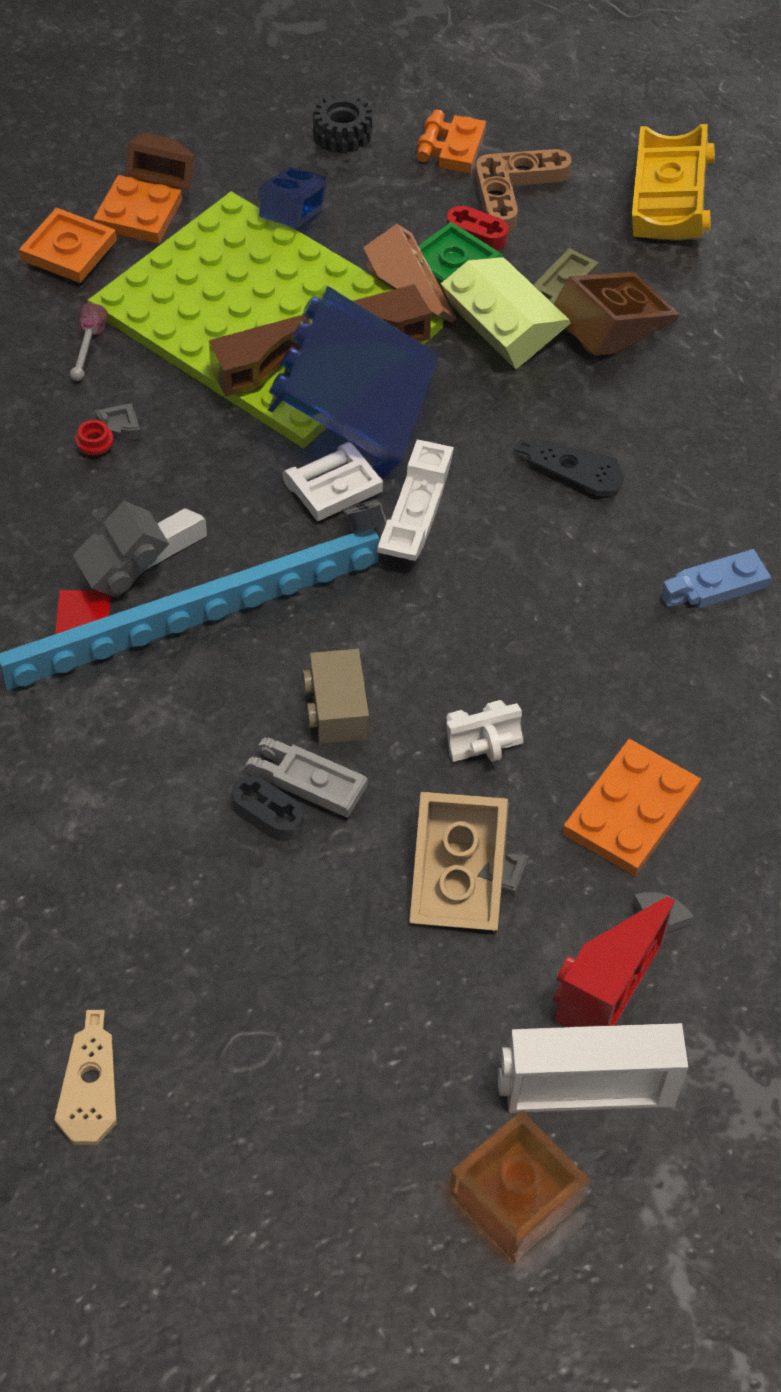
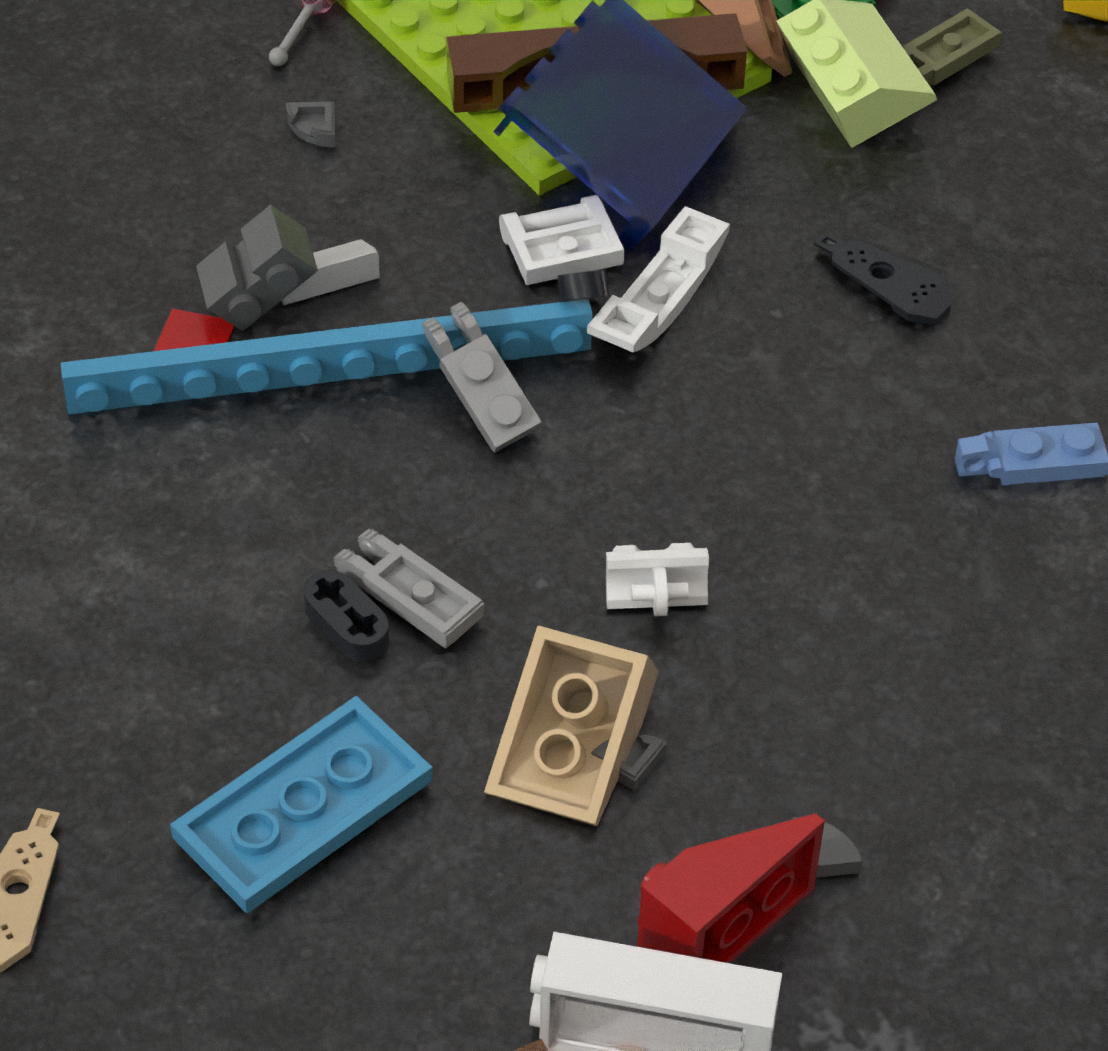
camera: 15 degrees right, 5 degrees down
(94, 437) = (273, 134): red plate -> none
(281, 963) = (301, 803): none -> dark azure plate
(313, 604) = (482, 381): none -> light grey hinge
(338, 696) = (478, 497): dark tan brick -> none
(612, 310) = (1001, 94): reddish brown slope -> none
(631, 807) = (826, 711): orange plate -> none

